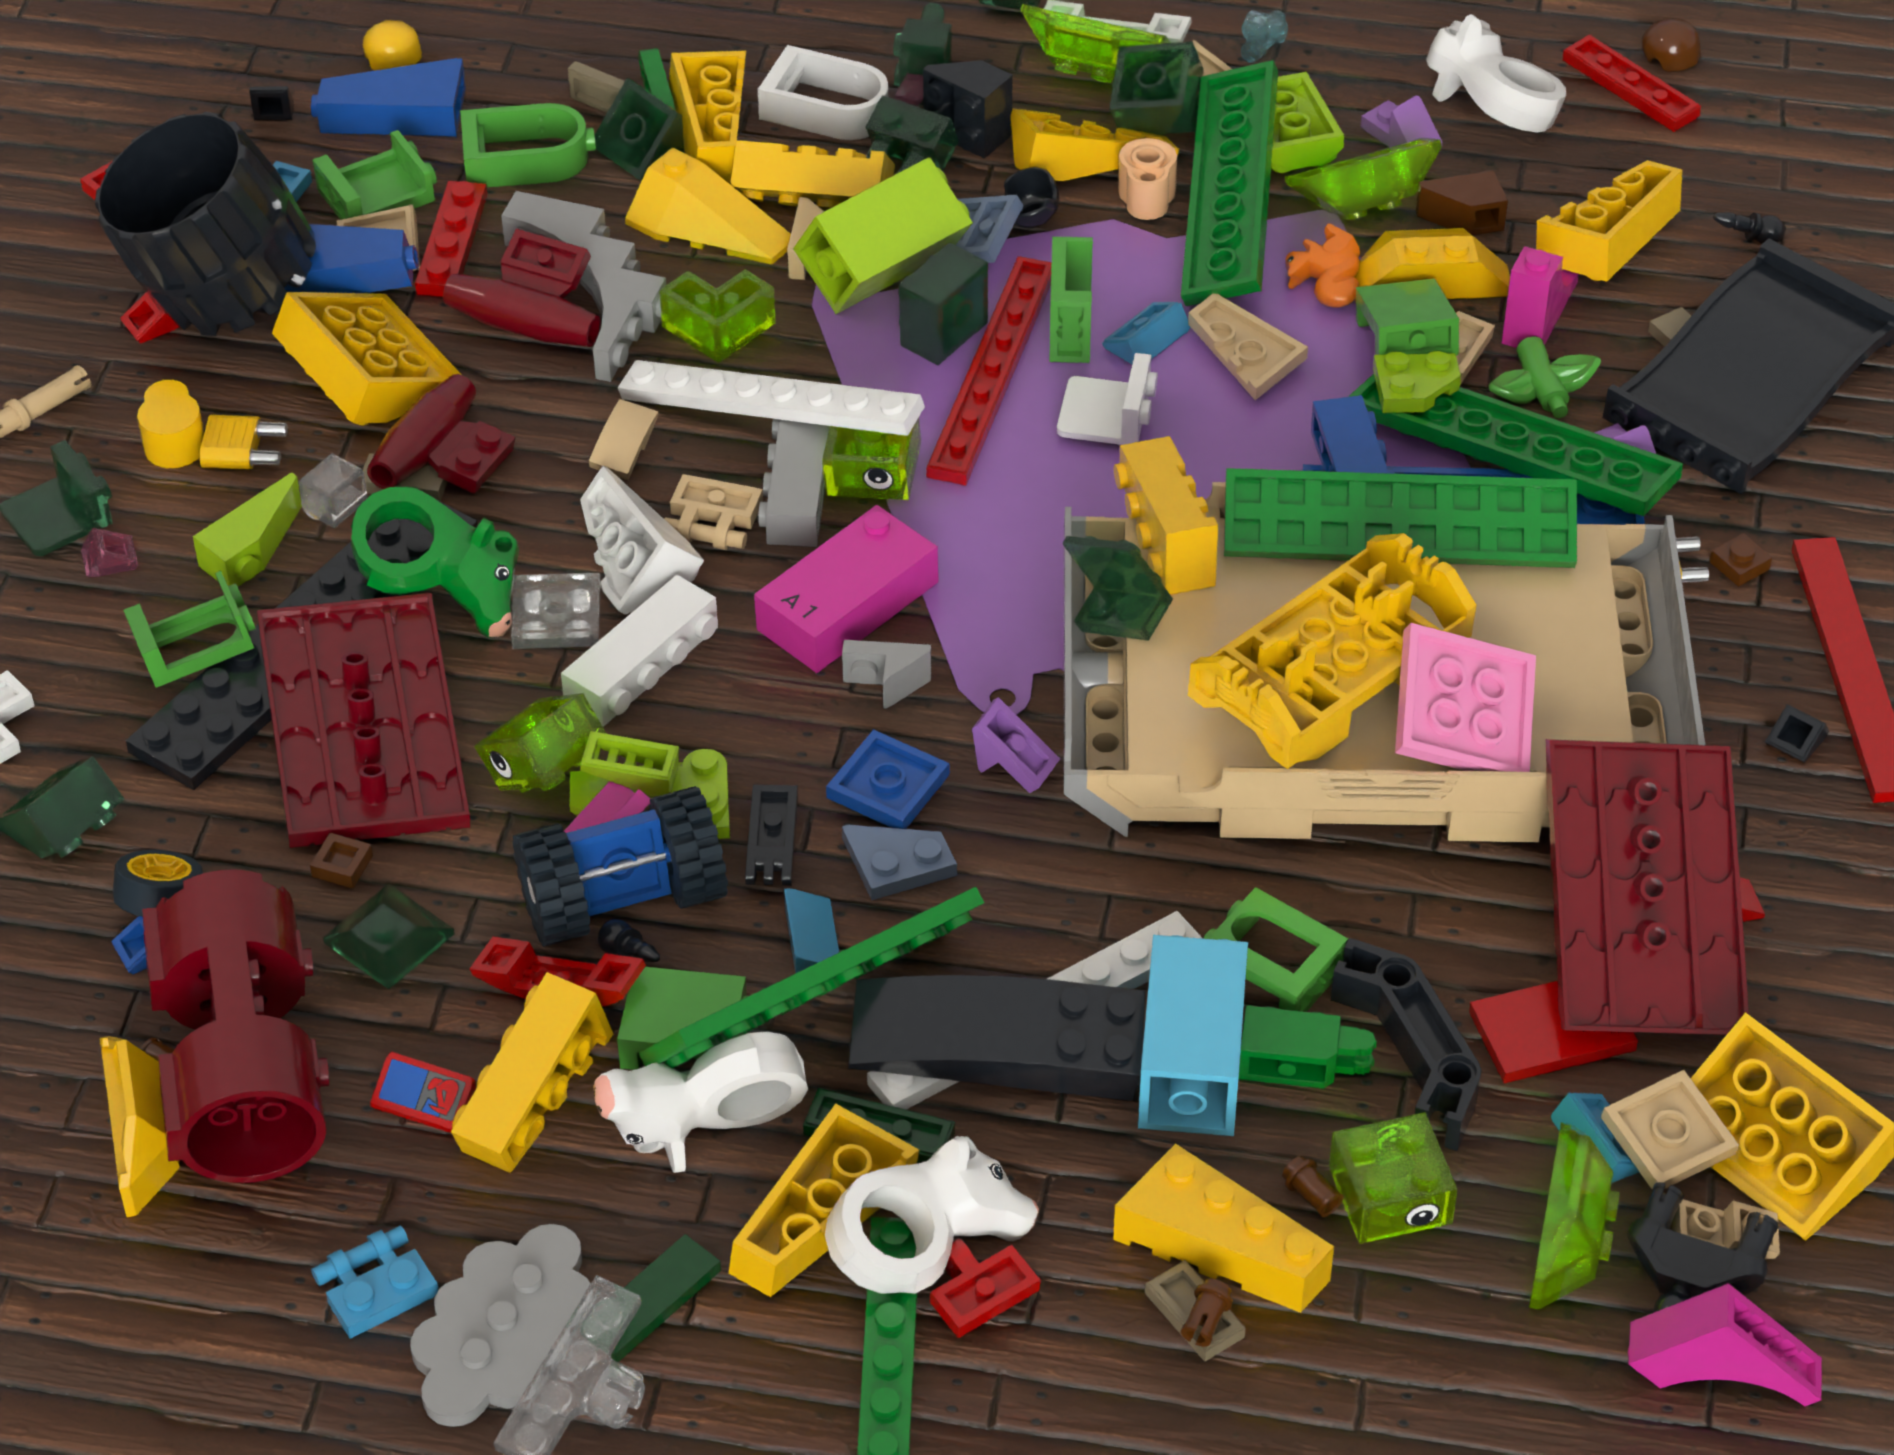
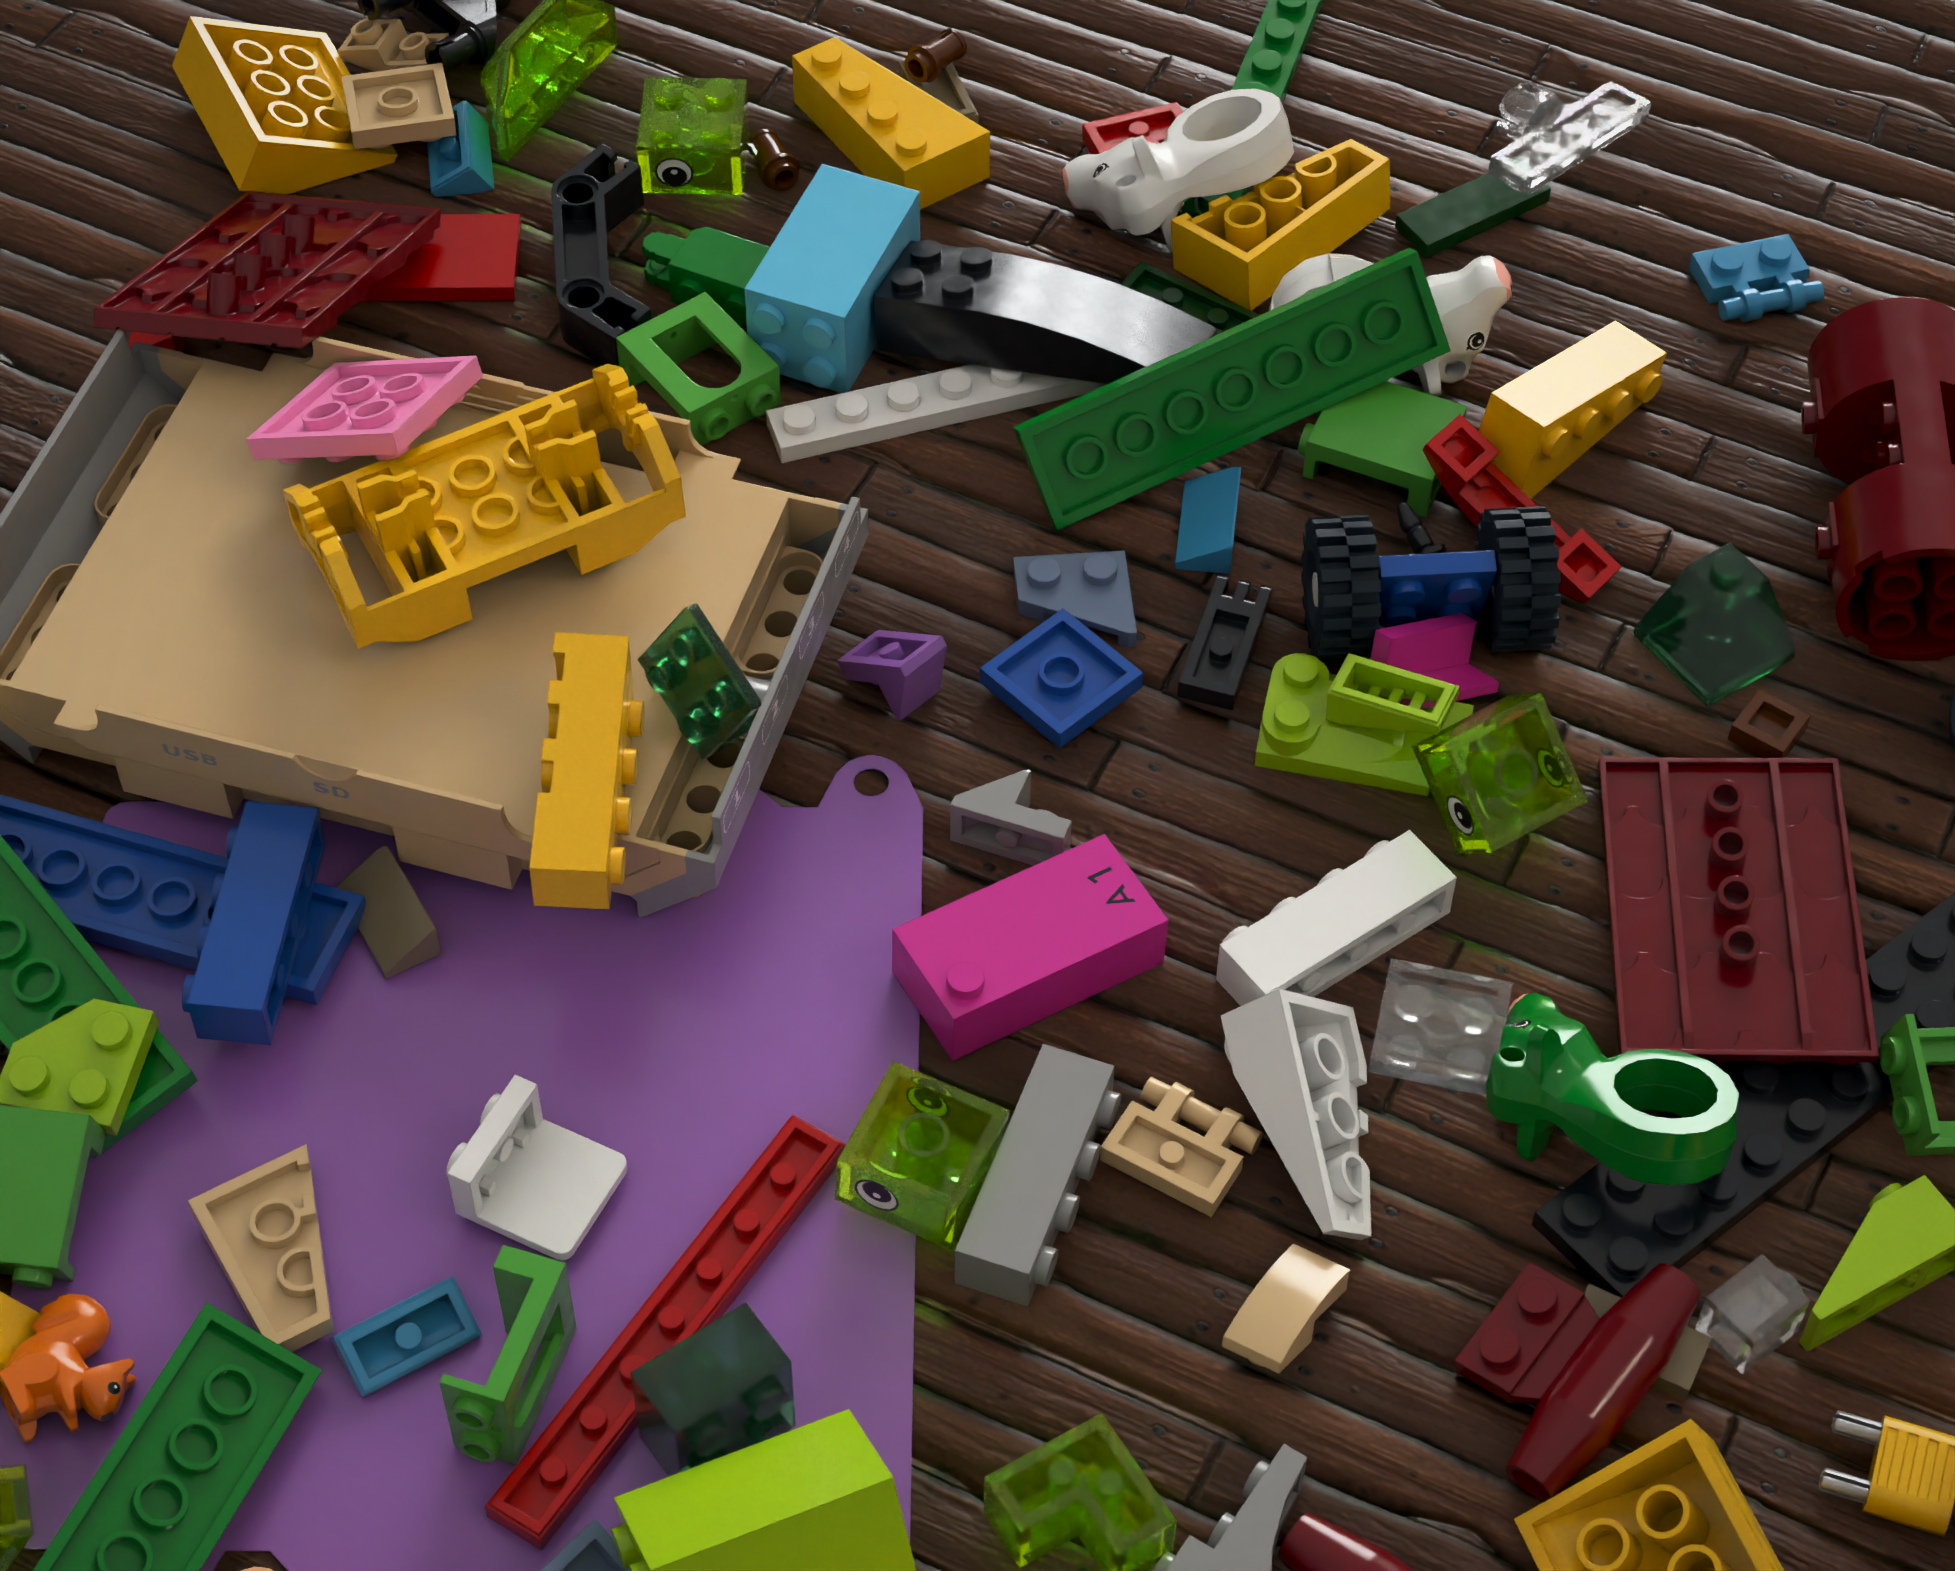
camera: 165 degrees left, 5 degrees up
(421, 1091) = (1686, 446): slope -> none
(497, 1323) = (1626, 218): light grey plate -> none
(772, 397) = (1055, 1269): white plate -> none
(1448, 515) = (284, 700): green plate -> none

